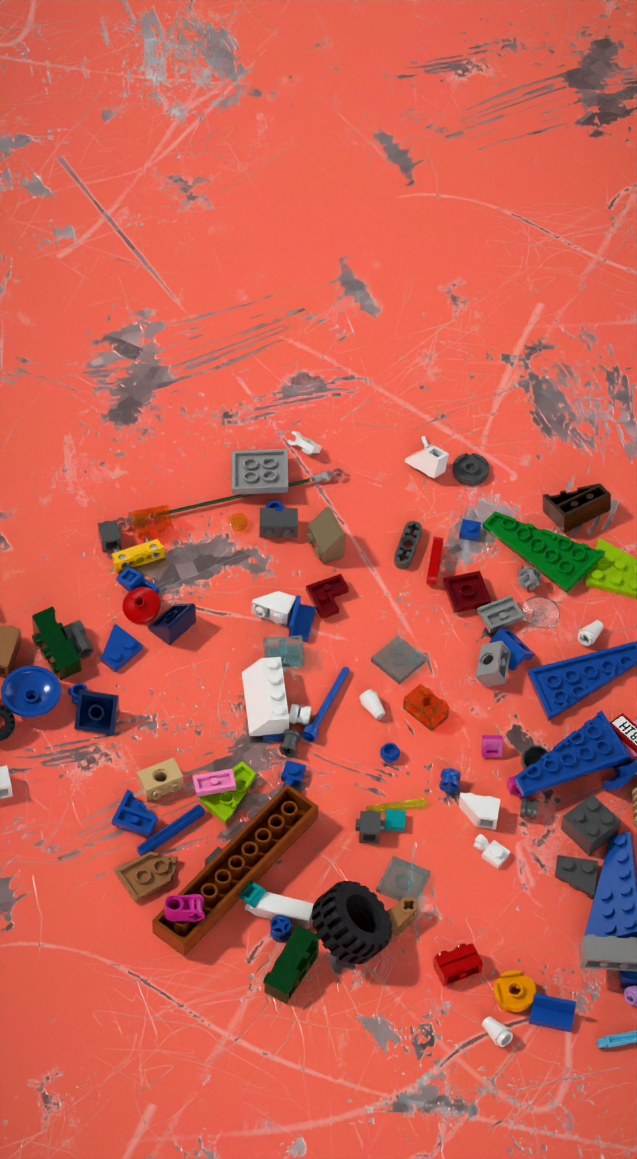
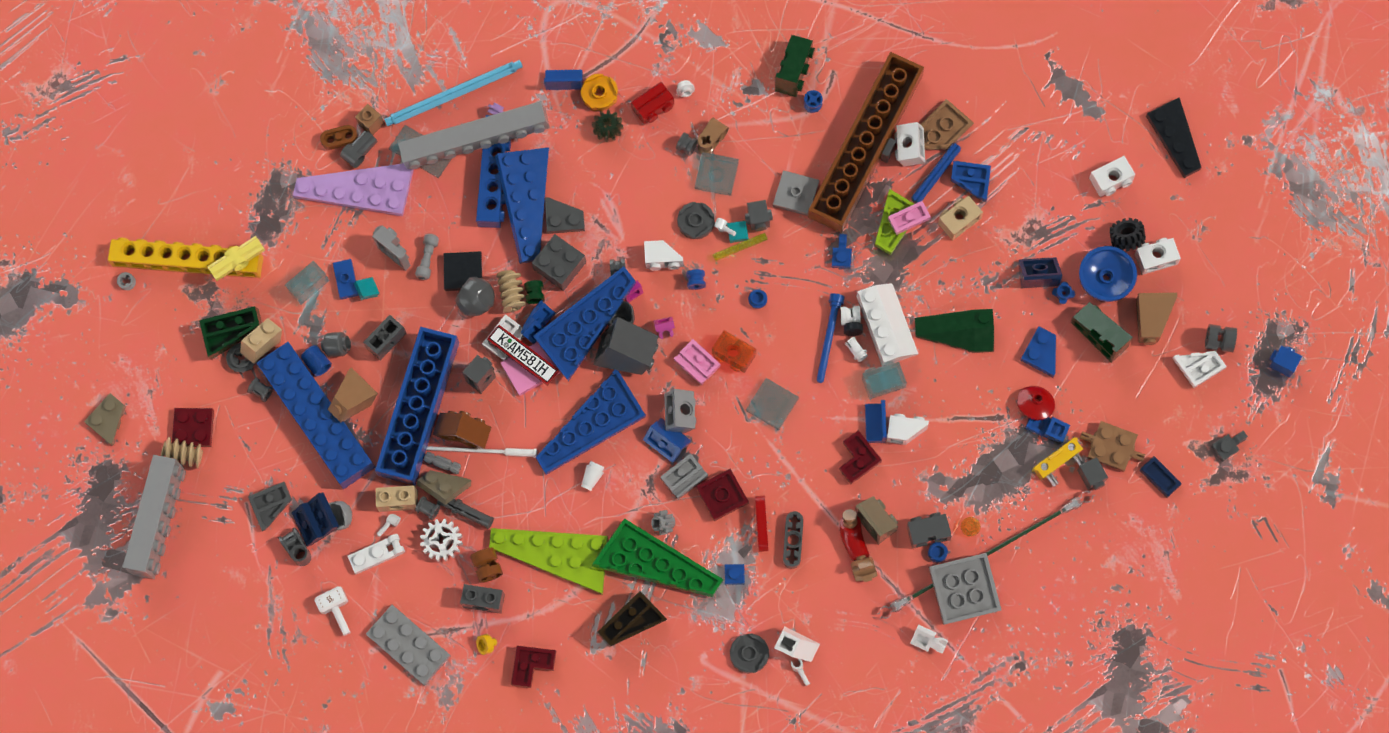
camera: 175 degrees right, 20 degrees up
(46, 525) = (1160, 476): none -> dark blue tile
(78, 637) = (1088, 353): dark grey piece -> none
(81, 557) = (1112, 446): none -> medium nougat plate
(139, 520) = (1057, 498): clear orange brick -> none
(174, 622) = (1000, 390): dark blue slope -> none
(185, 907) = (896, 76): dark pink piece -> none
(189, 682) = (962, 329): none -> dark green wedge
(193, 847) = (916, 152): none -> white brick
(252, 894) = (845, 119): teal tile -> none
(275, 905) = (818, 118): white piece -> none
(289, 744) = (852, 283): dark grey bush -> none
(300, 682) = (856, 349): none -> white pin
(301, 700) = (853, 329): none -> black tile
(323, 844) = (795, 192): none -> light grey plate
(350, 524) = (852, 538): none -> piece
(351, 922) = (731, 95): black tyre -> none
(372, 703) = (787, 346): white cone -> none
(412, 828) = (721, 225): none -> white hand
(418, 972) = (685, 88): none -> white plate
(429, 913) = (687, 144): none -> dark grey wheel
(436, 841) = (696, 220): none -> dark grey tile
(466, 707) = (697, 362): none -> bright pink plate
(492, 853) = (642, 220): white plate -> none
(498, 1032) = (607, 52): white cone -> none
(512, 951) = (608, 131): none -> gear
(535, 724) = (626, 348): none -> dark grey slope
(542, 606) = (644, 475): clear dish -> none
(621, 801) = (534, 292): none -> dark green wheel

